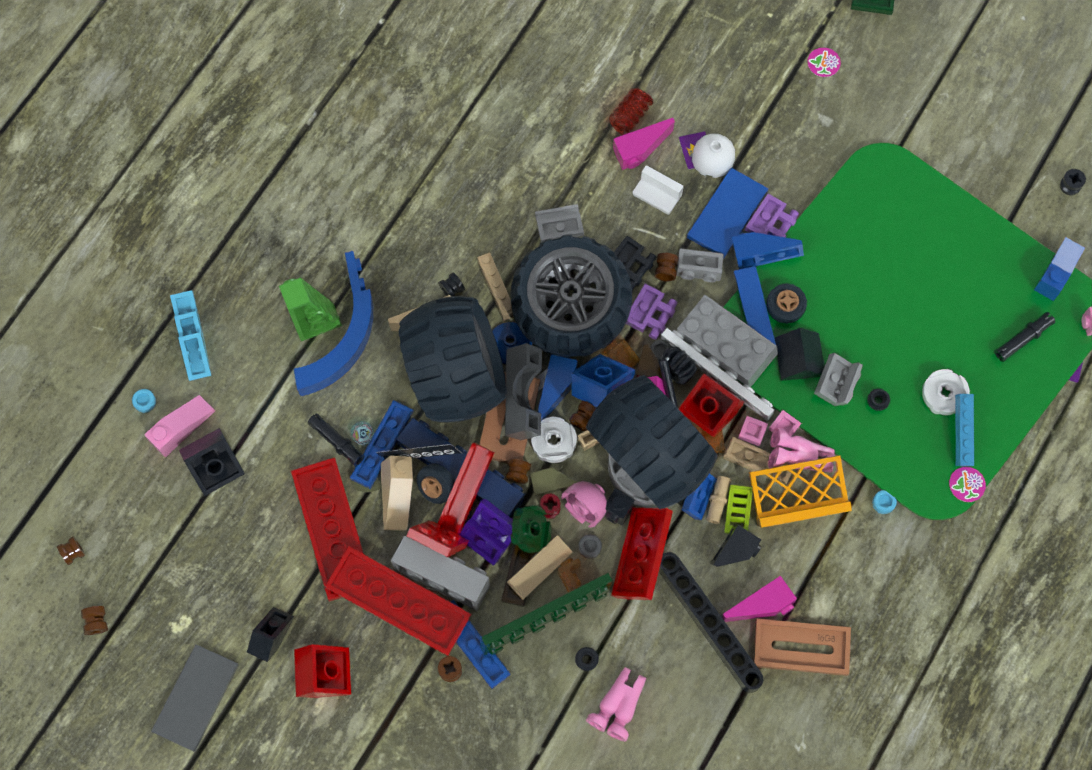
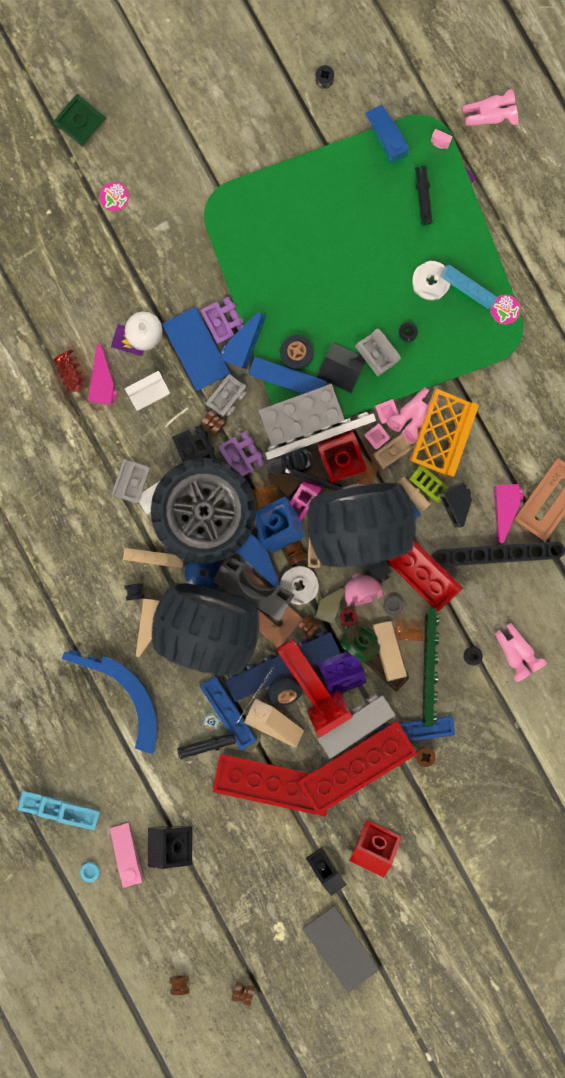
camera: 60 degrees left, 15 degrees up
(309, 309) = (96, 711): bright green wedge -> none
(884, 502) = (482, 376): medium azure tile -> none

